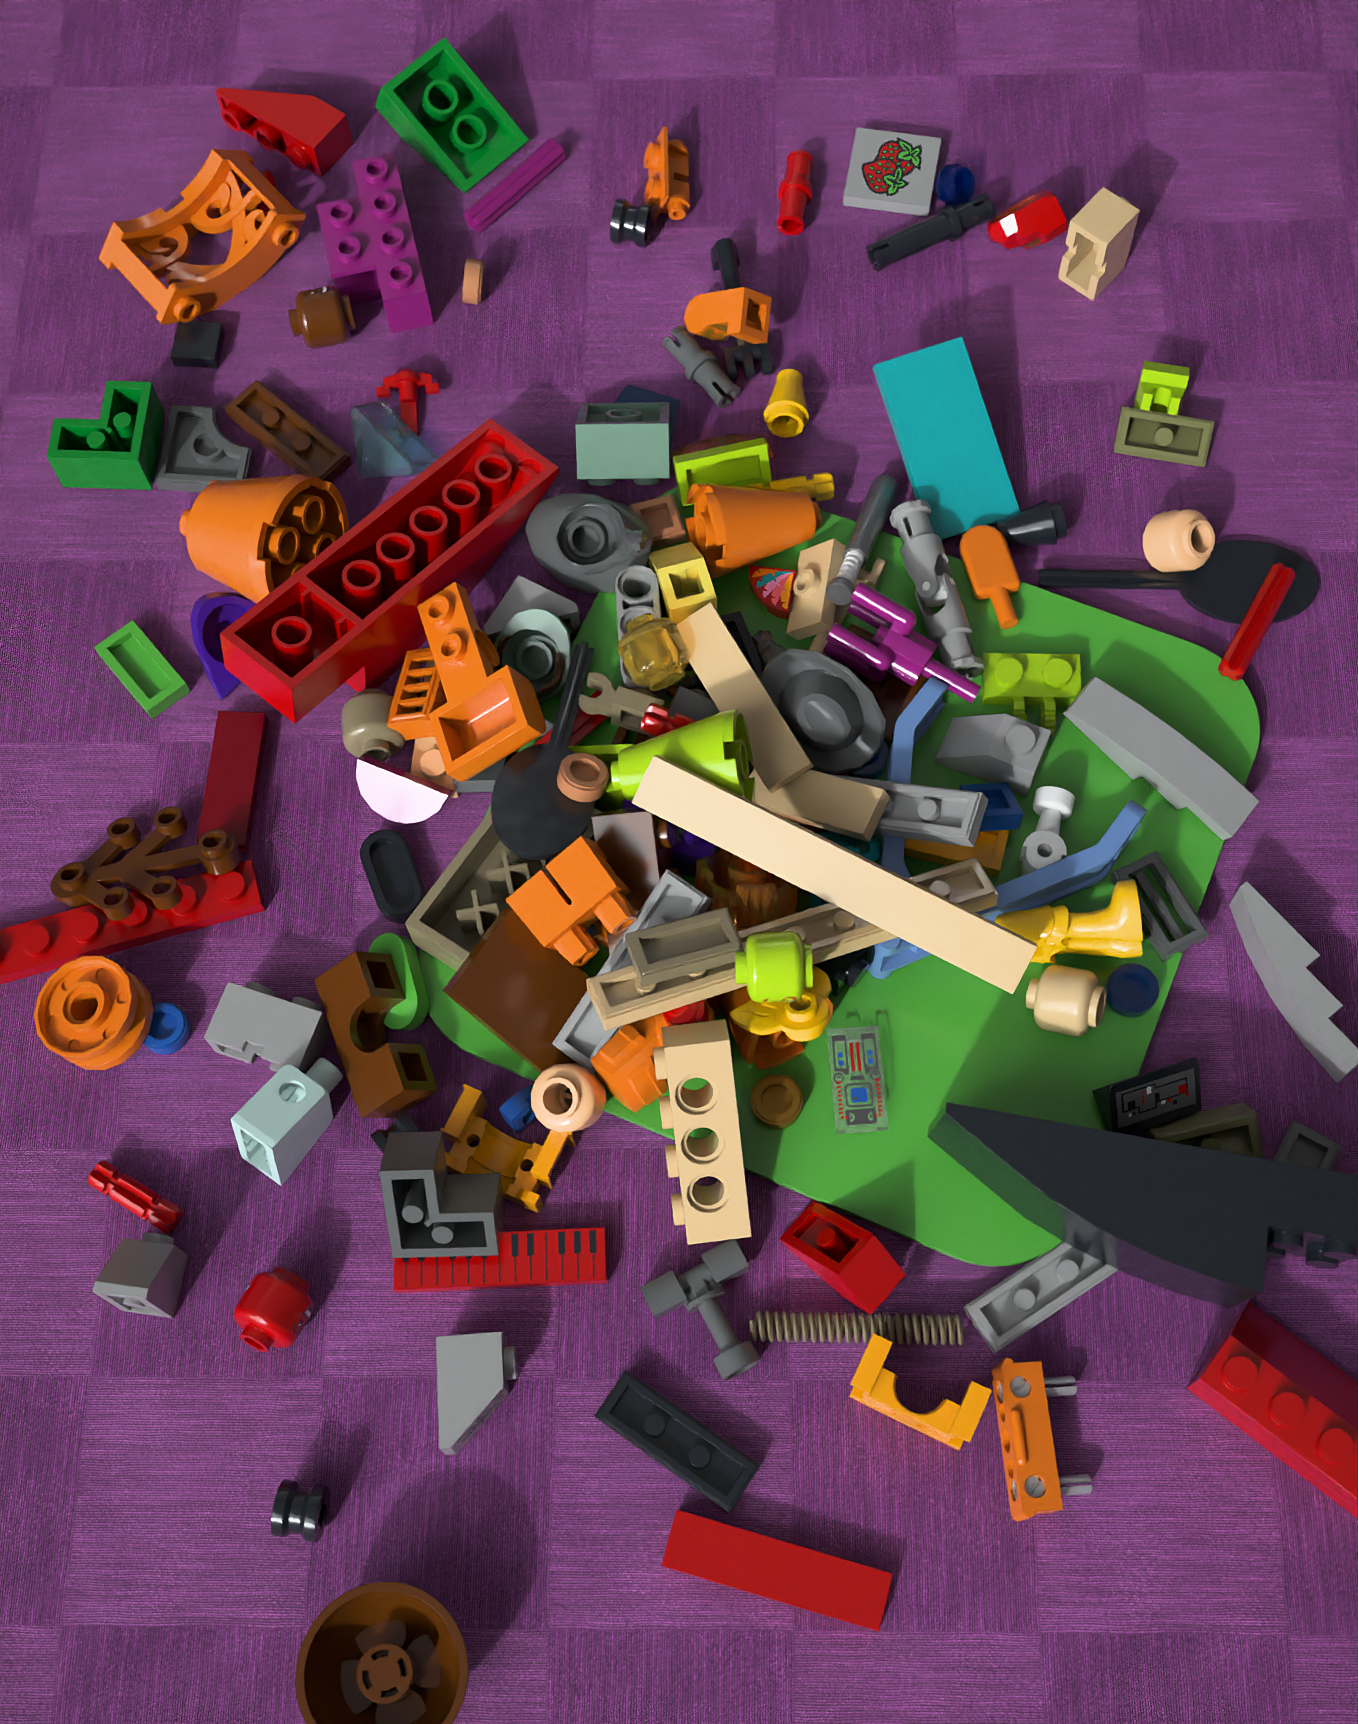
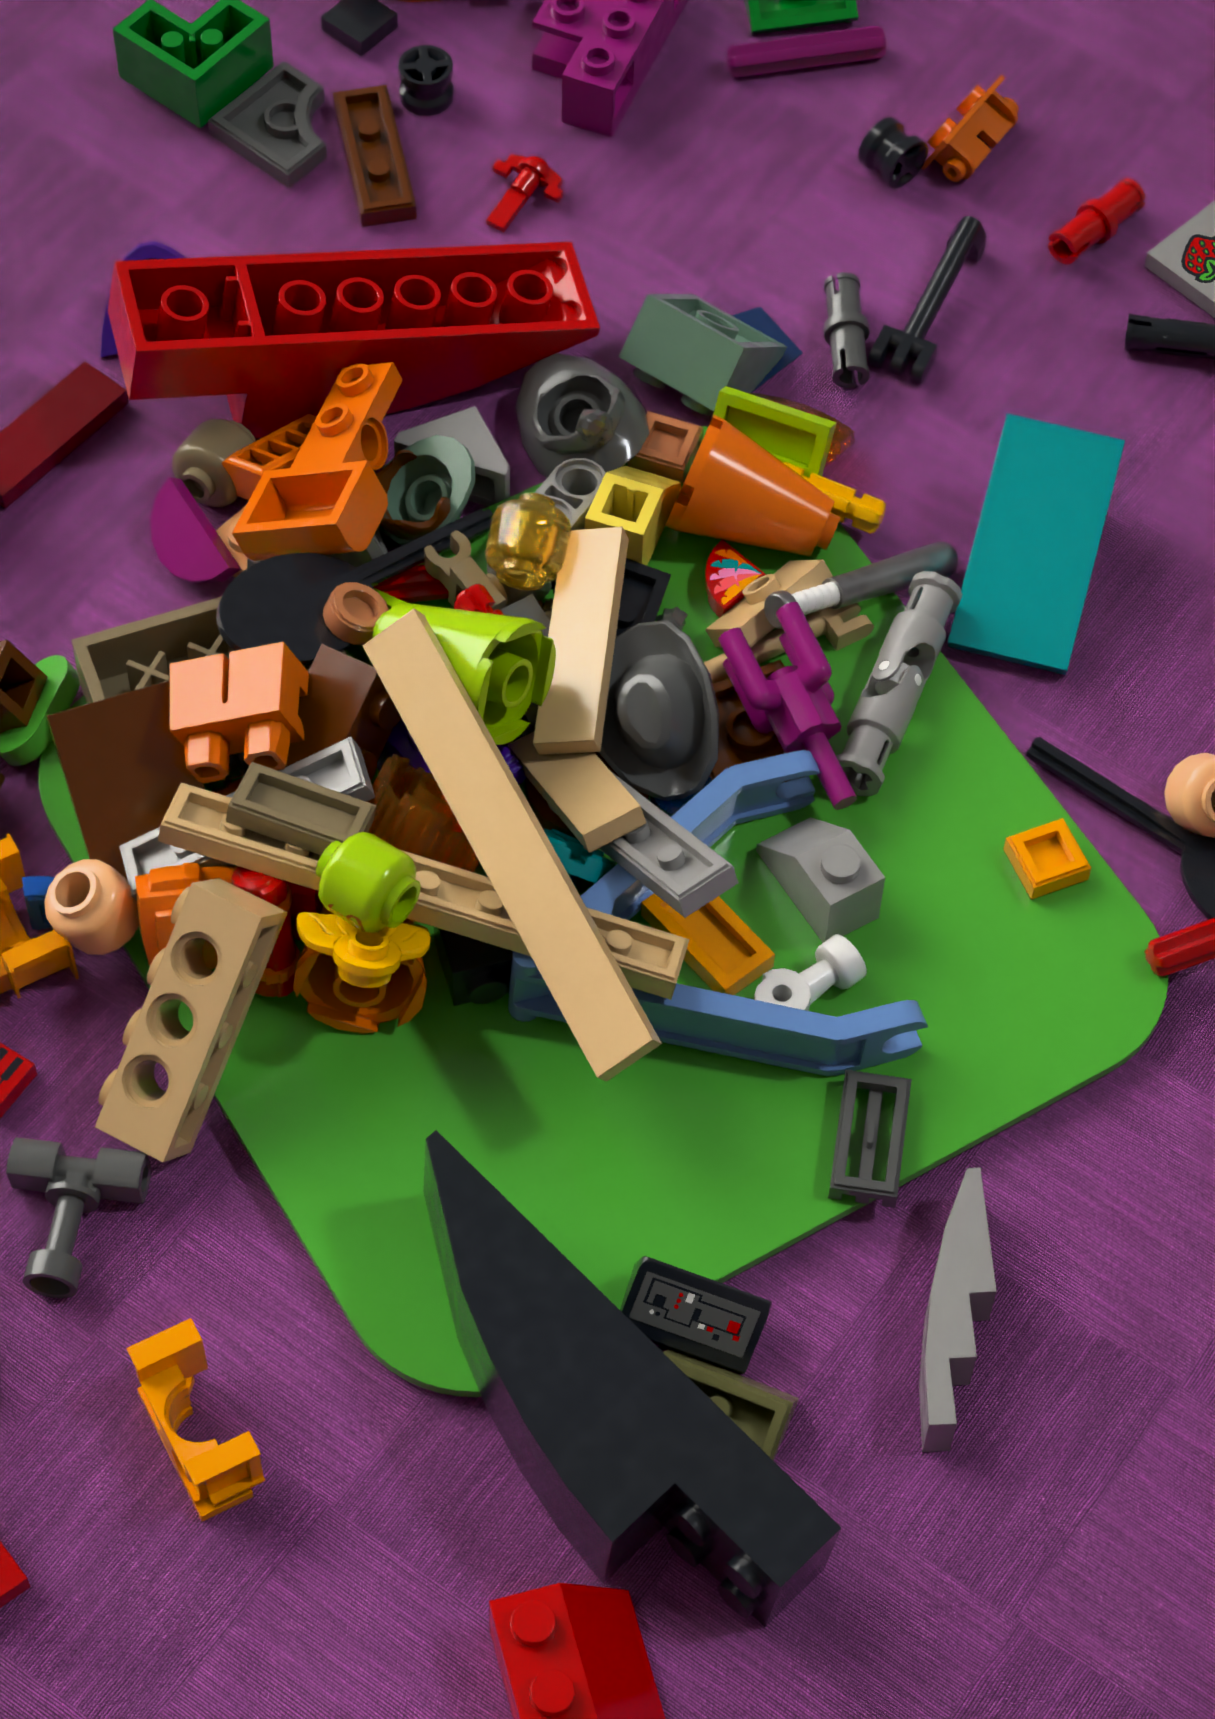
camera: 30 degrees right, 10 degrees down
(142, 669) = (48, 283): bright green tile -> none
(262, 529) = (258, 202): orange cone -> none
(285, 348) = (426, 80): none -> black wheel
(322, 317) = (498, 62): reddish brown head -> none
(386, 443) = (460, 208): clear light blue slope -> none
(392, 874) = (122, 596): black tile -> none
(473, 281) = (680, 115): nougat tile -> none
(730, 313) = (911, 292): orange leg -> none
(776, 1101) = (302, 1059): pearl gold tile -> none
(787, 407) = (902, 420): yellow cone -> none
(843, 1256) = (241, 1252): red slope -> none
(857, 1080) = (400, 1092): clear tile -> none
(862, 1323) = (211, 1332): dark tan piece -> none
(991, 570) = (978, 702): orange piece -> none
(1002, 807) = (767, 921): blue tile -> none
(1028, 1438) = (273, 1550): orange piece -> none
(1031, 680) = (925, 833): lime hinge -> none
(1034, 1294) = (410, 1427): light grey tile -> none
(1035, 525) = (1070, 690): black cone -> none
(1066, 1000) = (681, 1156): tan head -> none
(1103, 932) = (779, 1111): yellow piece -> none
(1114, 648) = (1047, 858): none -> light orange tile
(1132, 990) = (766, 1199): clear blue tile -> none
(1162, 756) = (996, 990): light grey slope -> none
(1306, 1148) = (827, 1484): dark grey tile -> none

